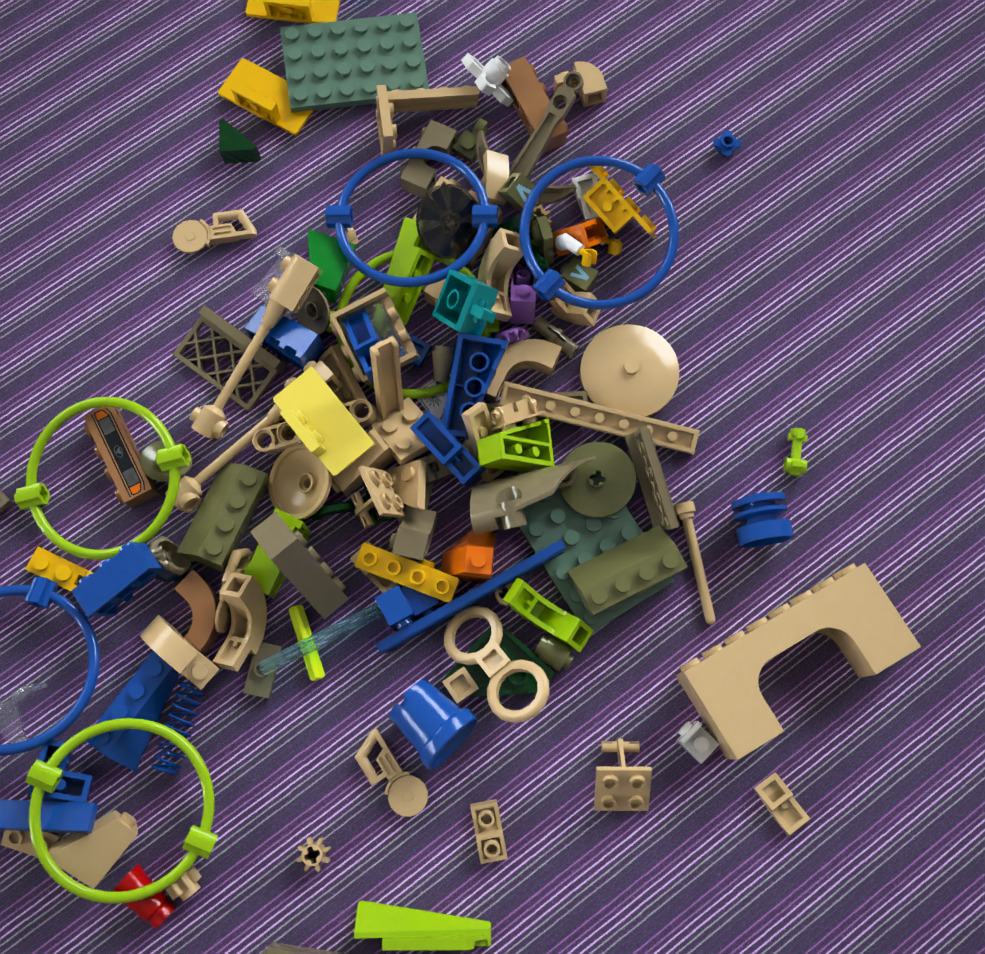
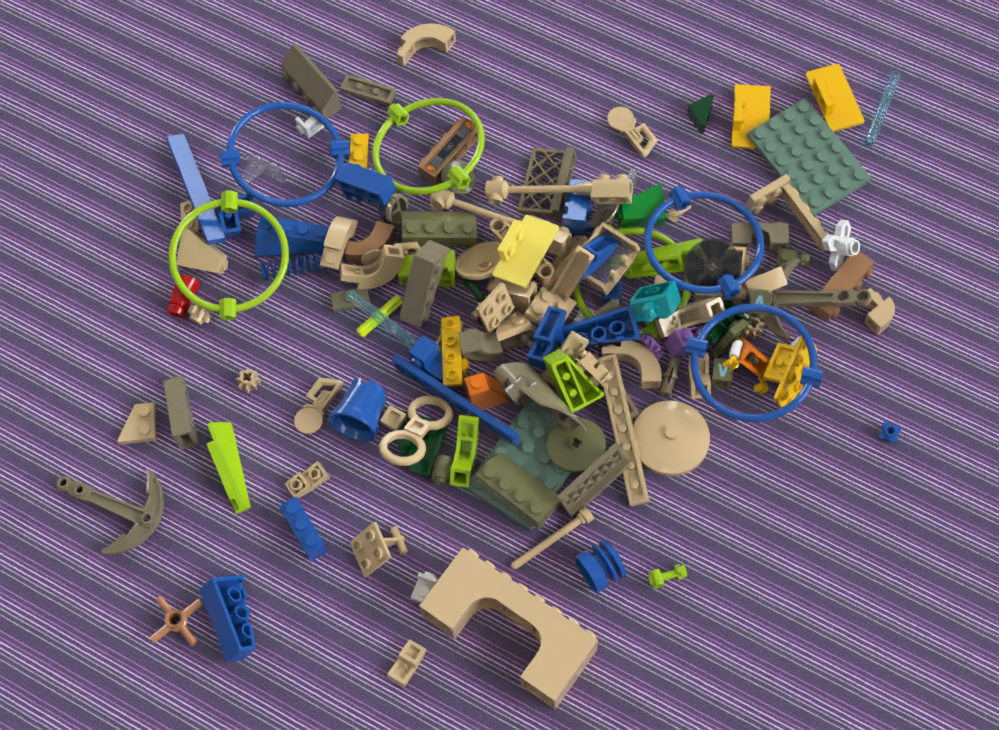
camera: 70 degrees right, 10 degrees down
(557, 864) = (303, 529): none -> blue brick

